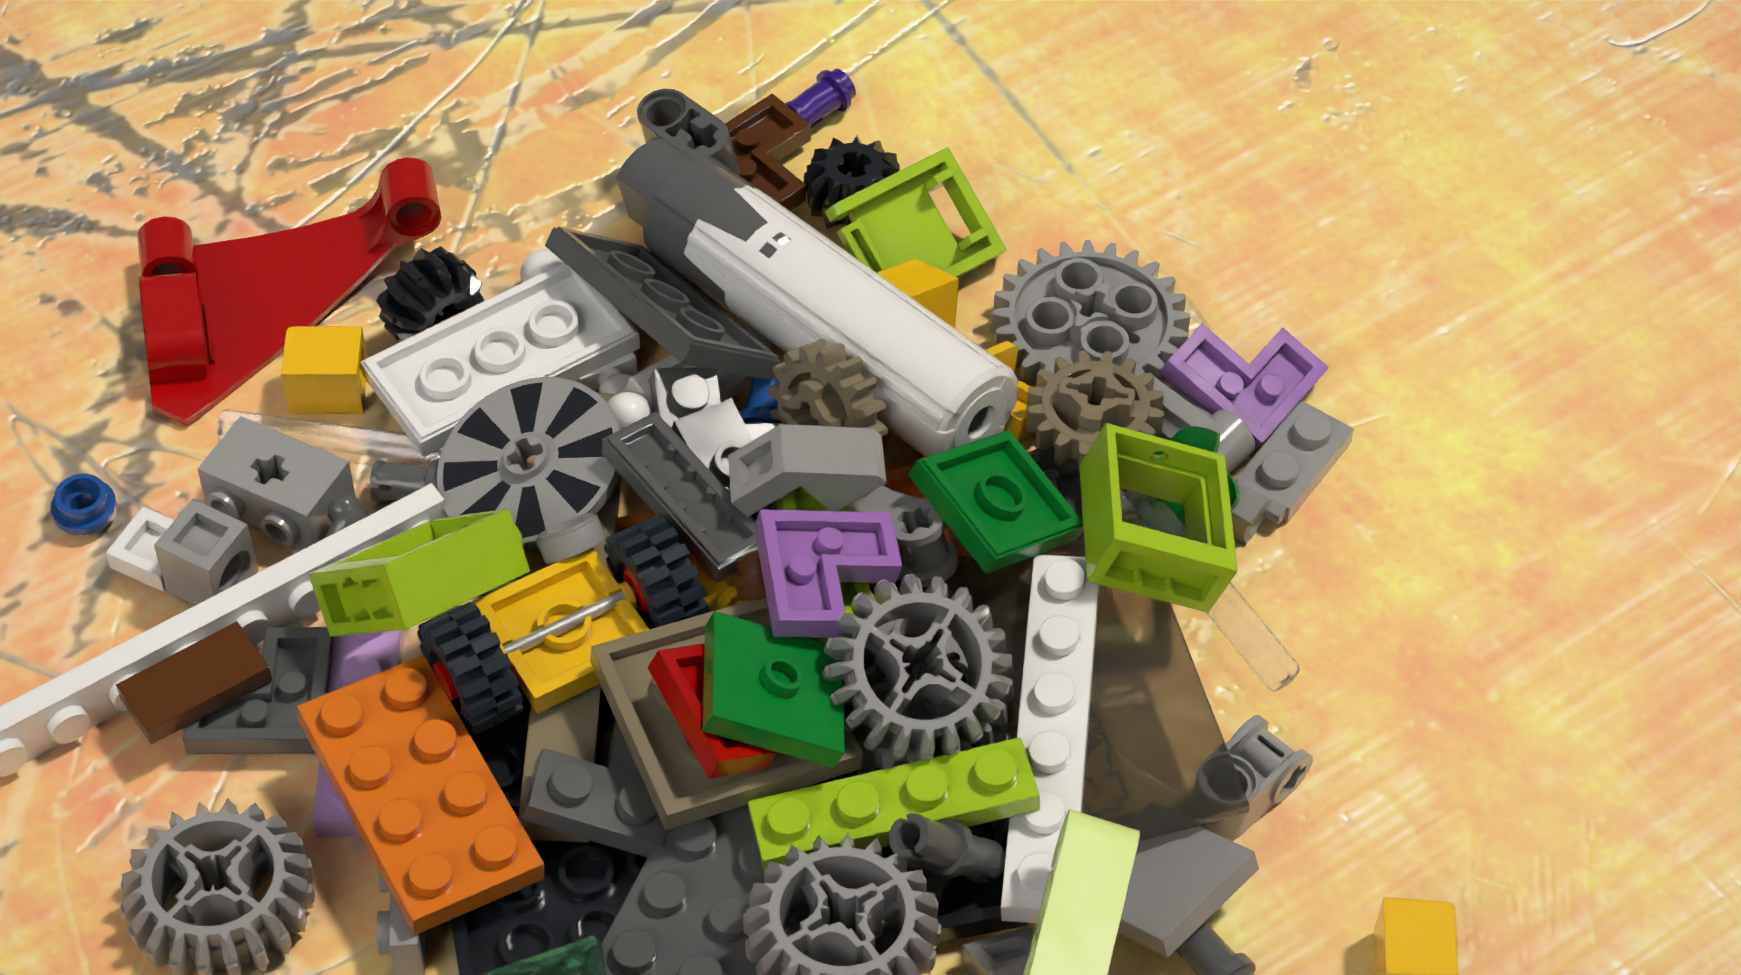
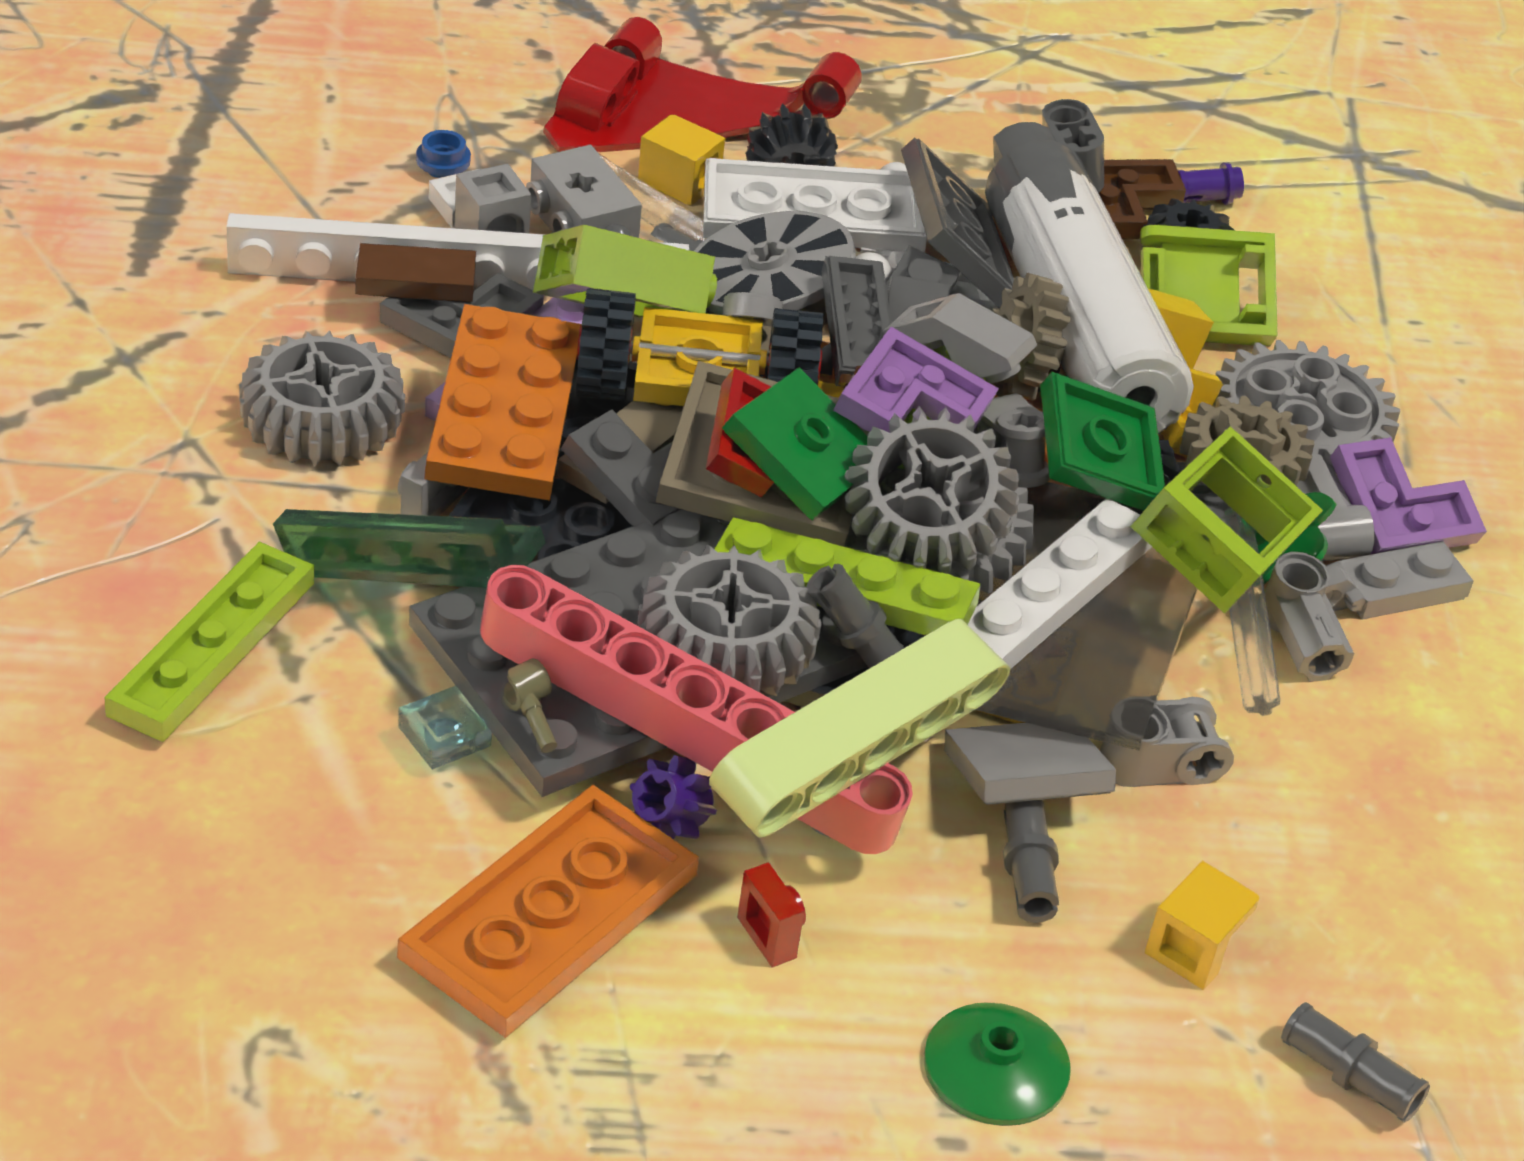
camera: 30 degrees right, 10 degrees down
(1269, 568) = (1305, 616): none -> light grey piece

